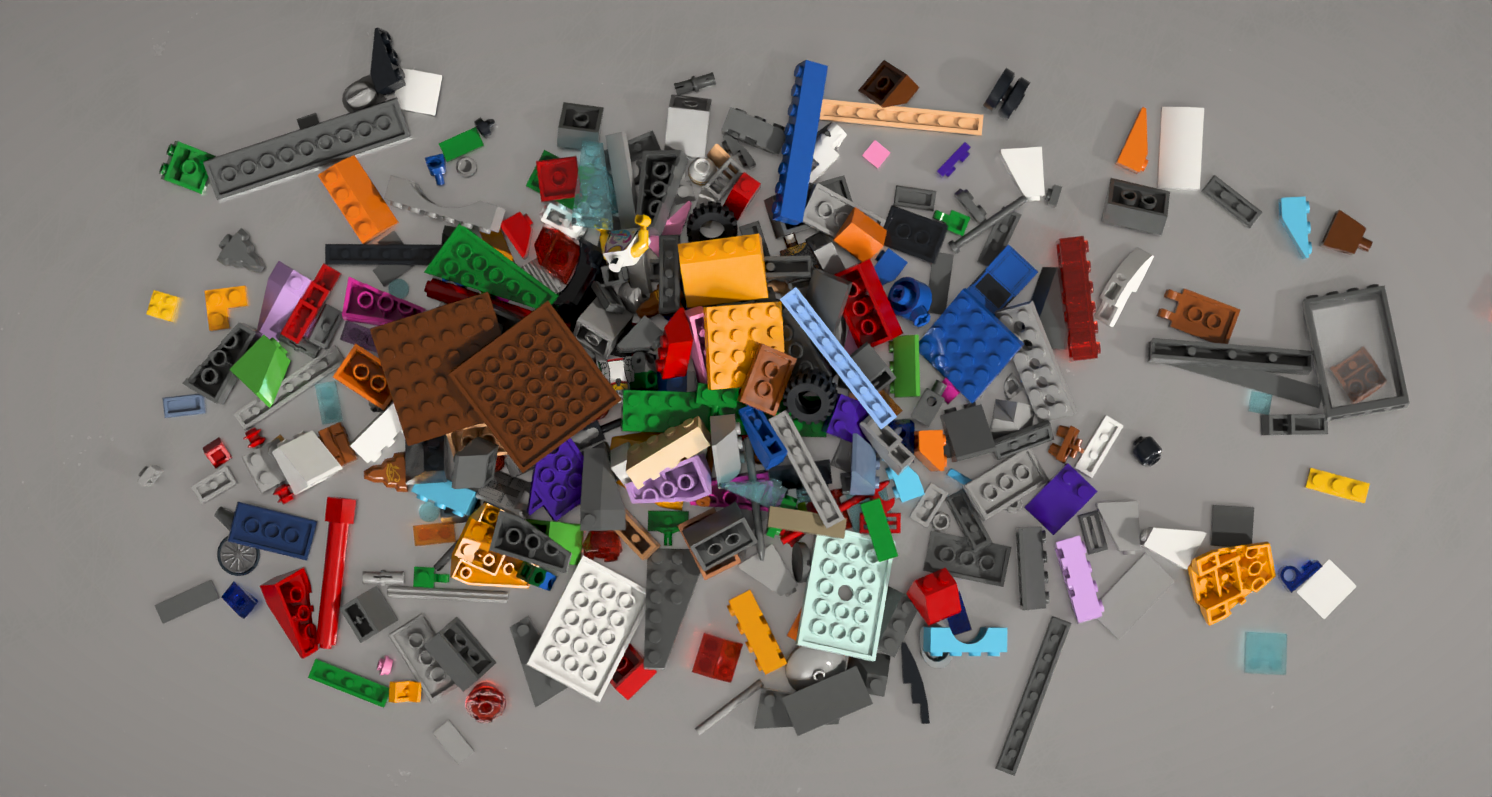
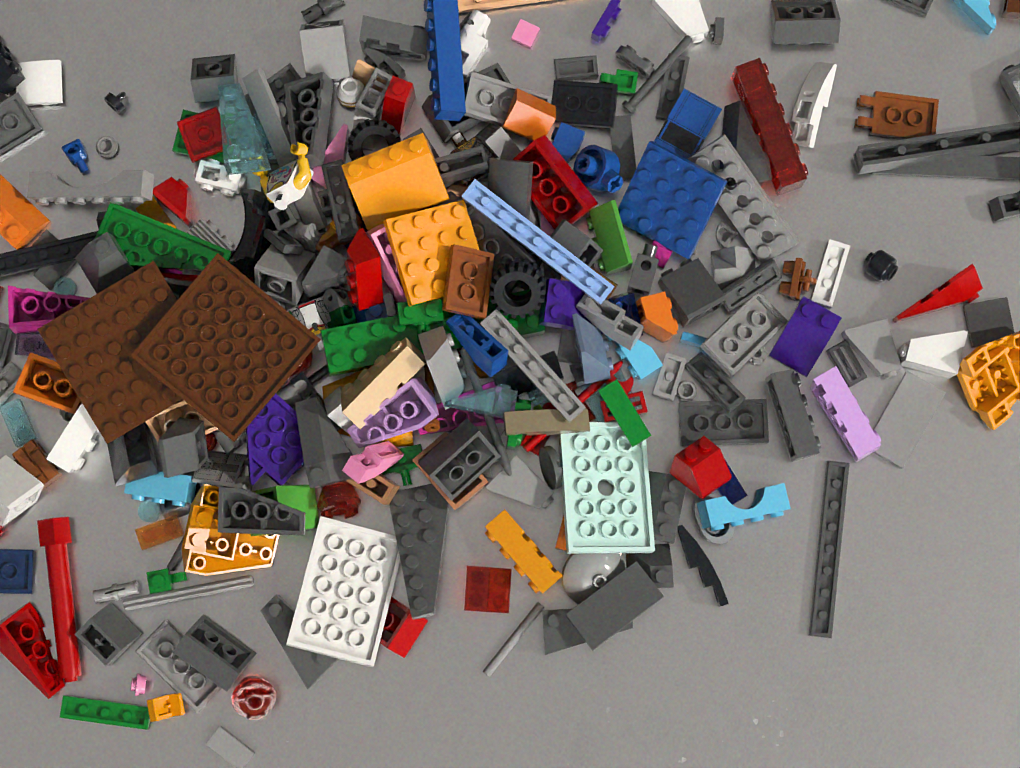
camera: 15 degrees left, 5 degrees down
(390, 472) = (98, 480): dark orange rock -> none
(441, 279) = (104, 262): none -> dark grey slope
(461, 144) = (96, 126): green tile -> none
(536, 576) = (276, 549): dark green leg -> none
(556, 253) = (220, 210): clear red slope -> none
(641, 519) = (372, 461): none -> bright pink slope
(685, 191) = (337, 117): light grey plate -> none
(1209, 490) = (952, 293): none -> red wedge
(1260, 403) = (983, 189): clear light blue tile -> none

